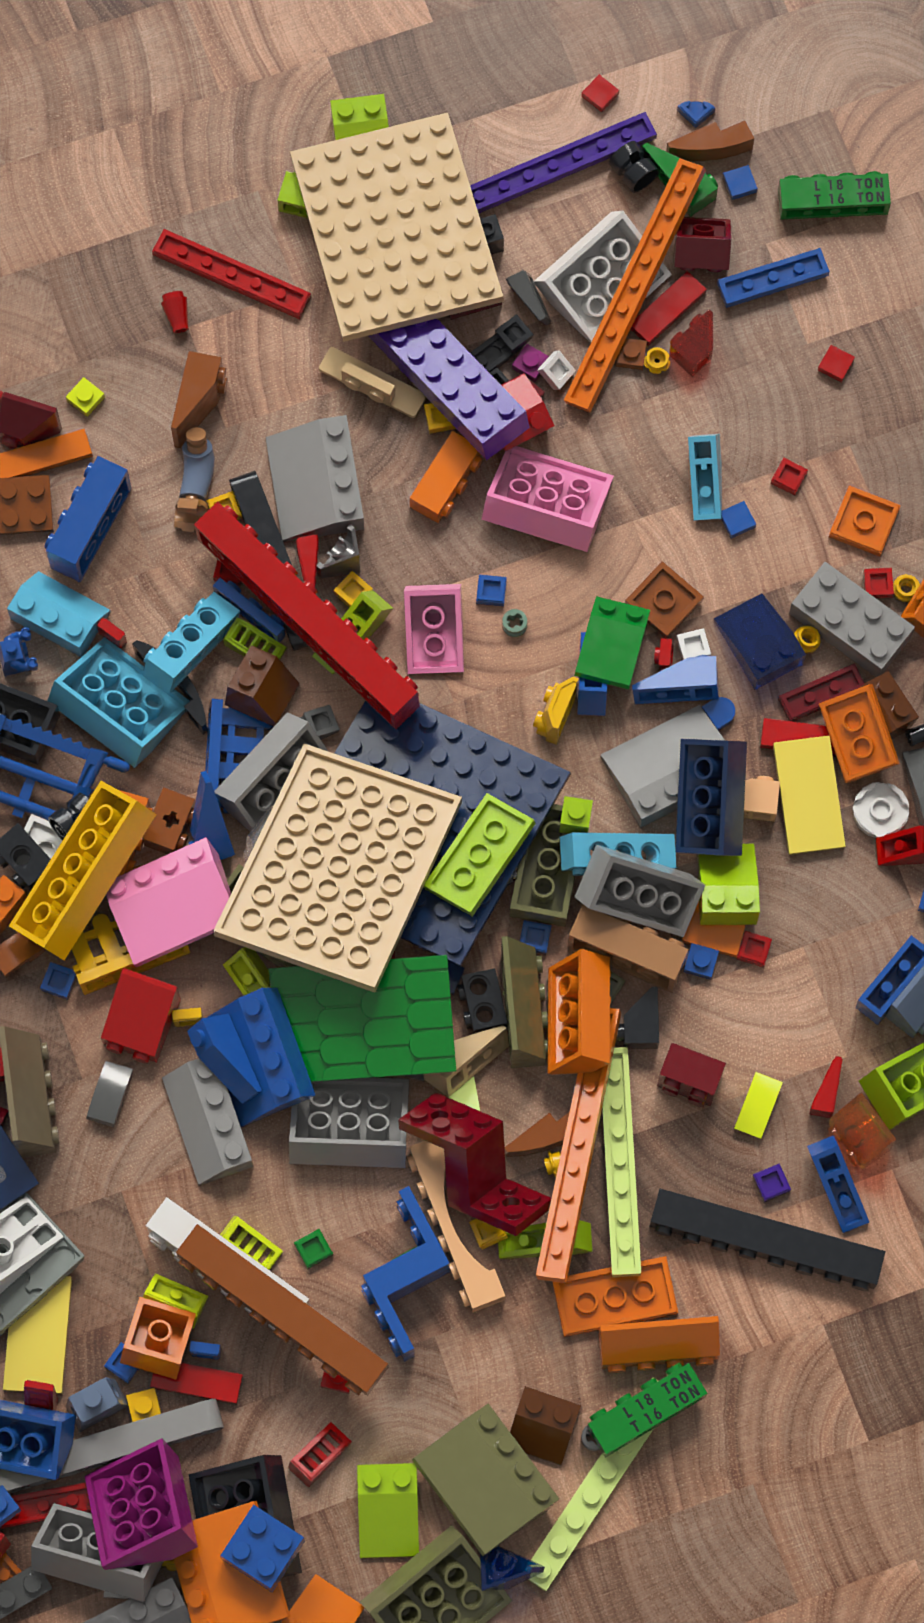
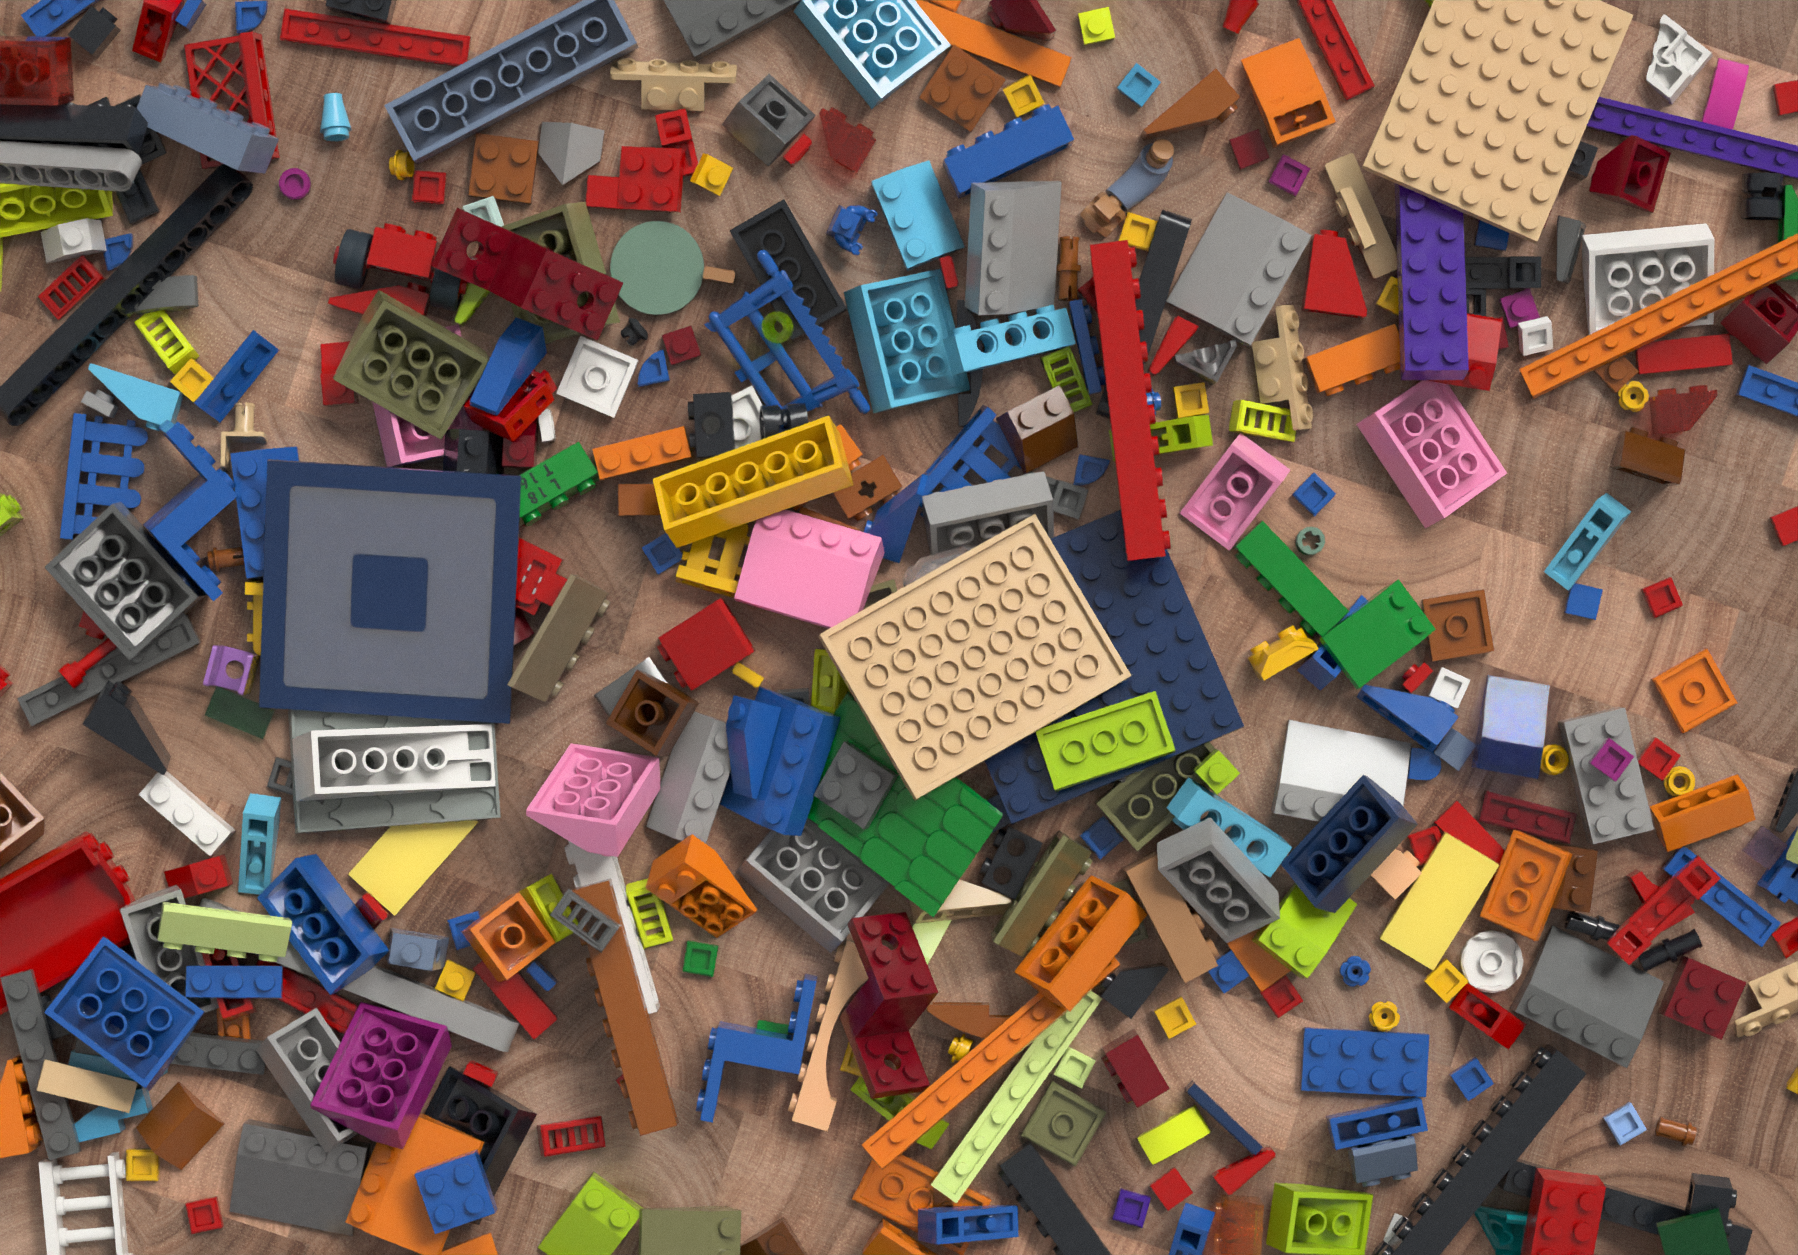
camera: 40 degrees right, 15 degrees up
(9, 749) = (768, 327): none -> clear neon green plate
(69, 477) = (1023, 95): none -> yellow plate
(138, 1095) = (652, 713): none -> reddish brown slope
(140, 575) = (1012, 246): none -> light grey slope
(144, 1178) = (597, 797): none -> bright pink slope
(146, 411) = (1138, 85): none -> dark azure plate
(194, 567) = (1068, 268): none -> dark orange pin
(215, 1458) = (481, 1073): none -> red tile
(226, 1271) = (578, 929): none -> dark grey slope
(255, 340) = (1288, 92): none -> orange slope
(257, 398) = (1249, 149): none -> dark red tile
(272, 1191) = (700, 886): none -> orange slope
(299, 394) = (1289, 175): none -> magenta tile
(319, 691) = (1089, 469): none -> blue tile
(326, 1024) = (856, 785): none -> dark grey plate
(385, 437) = (1332, 279): none -> red slope
(398, 523) = (1281, 368): none -> tan bracket
(398, 566) = (1238, 416): none -> neon yellow slope
(471, 327) = (1491, 237): none -> blue tile
(502, 127) = (1675, 60): none -> white slope
(520, 656) = (1290, 579): none -> green brick
(533, 218) = (1631, 174): none -> dark red slope
(553, 121) = (1725, 93): none -> dark pink slope
(648, 1114) = (1074, 1067): none -> yellowish green tile
(661, 1282) = (967, 1223): none -> blue slope
(673, 1160) = (1063, 1123): none -> olive tile
(690, 1021) = (1175, 1017): none -> yellow plate
(701, 390) = (1648, 458): none -> reddish brown slope
(732, 684) = (1454, 749): none -> sand blue tile
(765, 764) = (1424, 842): none -> red tile
(783, 1064) = (1223, 1118): none -> dark blue tile
(788, 1146) = (1171, 1188): none -> red tile
(791, 897) = (1351, 979): none -> blue plate
(843, 900) = (1392, 1019): none -> yellow plate
(844, 598) = (1611, 759): none -> magenta plate
(850, 948) = (1364, 1062): none -> blue plate
(860, 846) = (1446, 980): none -> yellow plate

